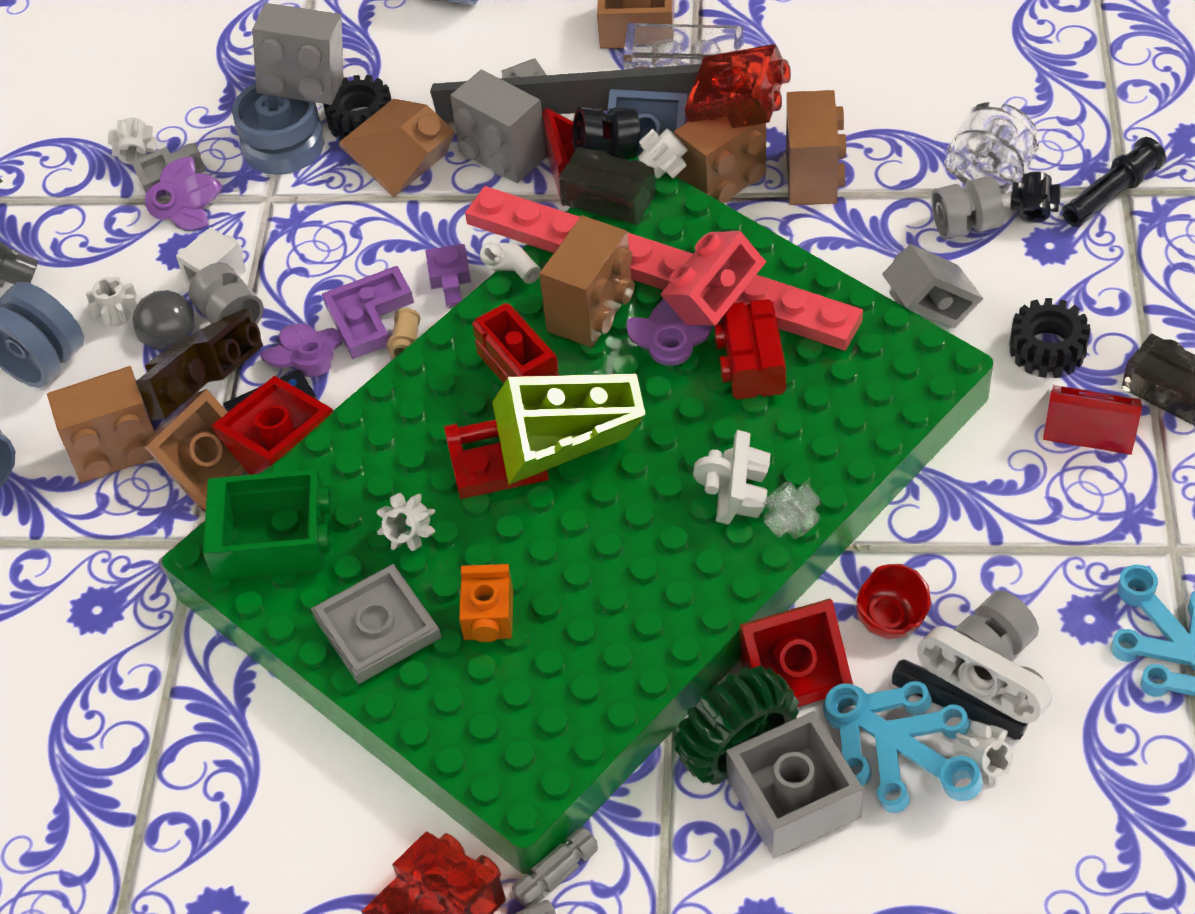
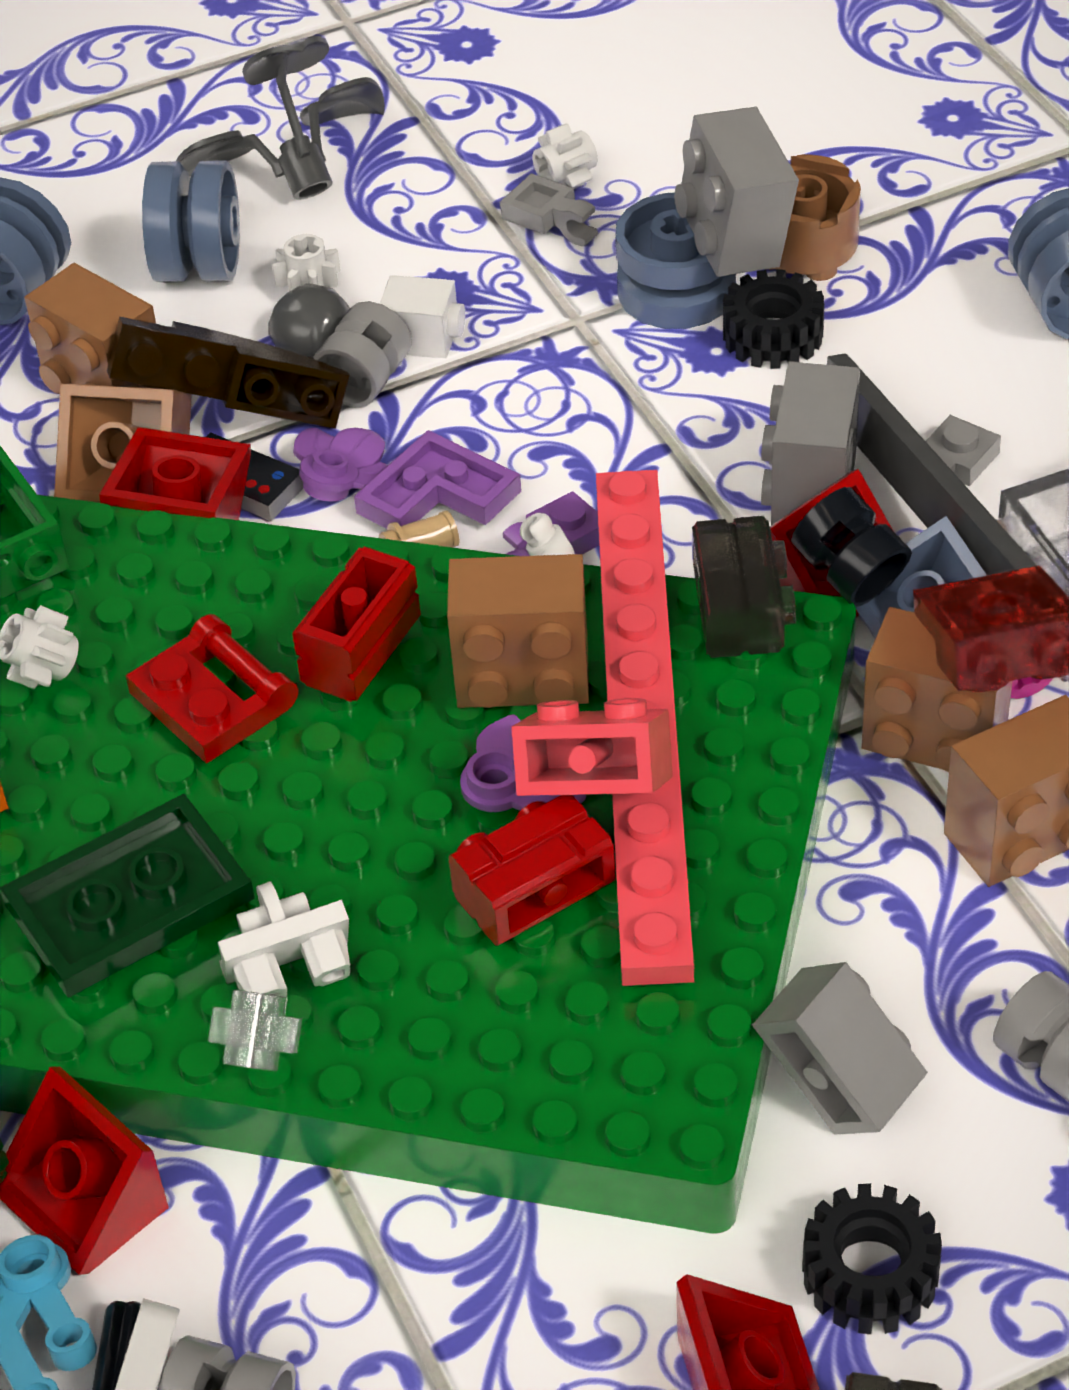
camera: 60 degrees right, 5 degrees down
(188, 195) = (515, 244): medium lavender plate -> none
(399, 143) = (723, 378): medium nougat slope -> none
(563, 418) = (251, 709): lime wedge -> none
(640, 543) = (126, 894): none -> dark green plate
(663, 153) = (843, 616): white gear -> none
(893, 601) = (225, 1249): red hair -> none

